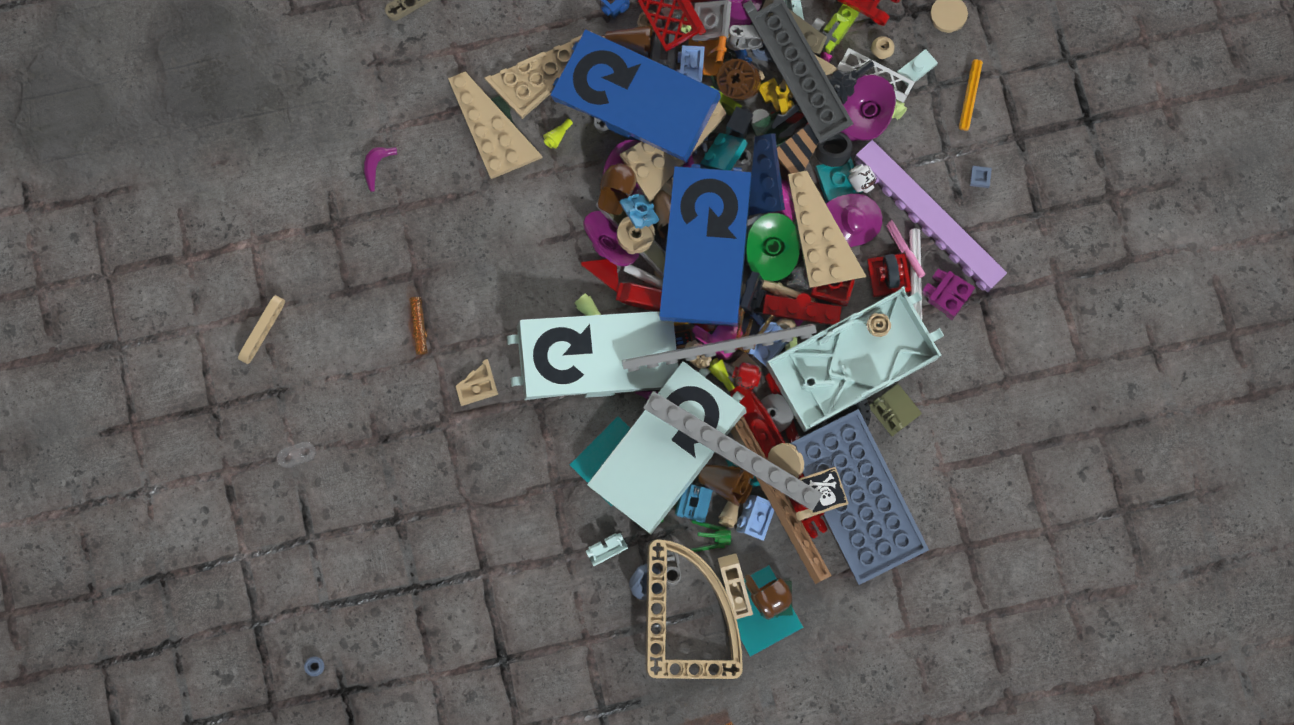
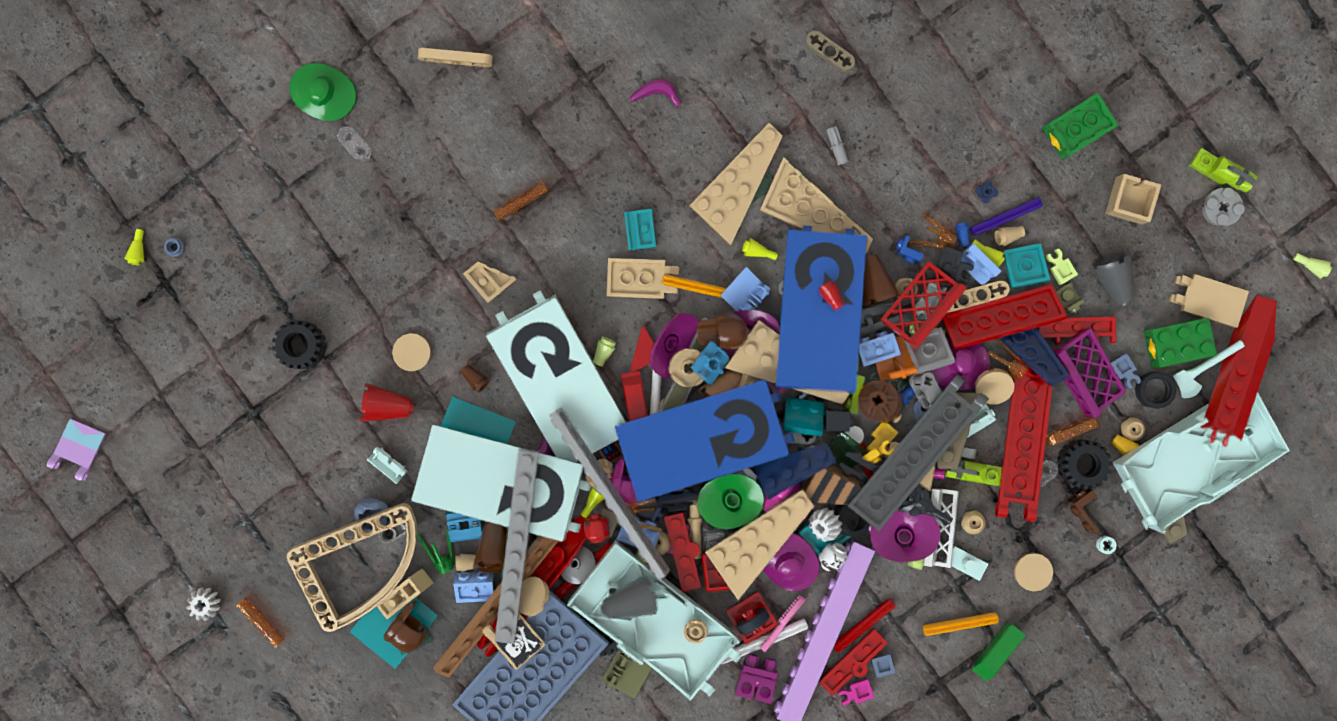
camera: 60 degrees right, 10 degrees up
(236, 465) = (323, 92): none -> green hat
(304, 706) = (135, 253): none -> neon yellow cone
(443, 576) = (284, 340): none -> black tyre
(492, 229) = (640, 229): none -> teal plate
(495, 28) = (837, 145): none -> light grey axle
(512, 484) = (411, 352): none -> tan tile
(536, 248) = (639, 278): none -> tan tile
(548, 528) = (384, 405): none -> red cone
(561, 435) = (475, 379): none -> reddish brown cone
(566, 198) = (691, 285): none -> light orange axle
(589, 158) = (745, 291): none -> light blue hinge
(624, 77) = (831, 294): none -> red cone
(825, 364) = (630, 601): none -> dark grey cone
(829, 171) = (825, 524): none -> white gear
(937, 179) = (864, 625): none -> red axle
(967, 201) = (853, 662): none -> red hinge
(997, 207) = (859, 691): none -> dark pink plate
(1008, 71) = (998, 651): none -> green piece

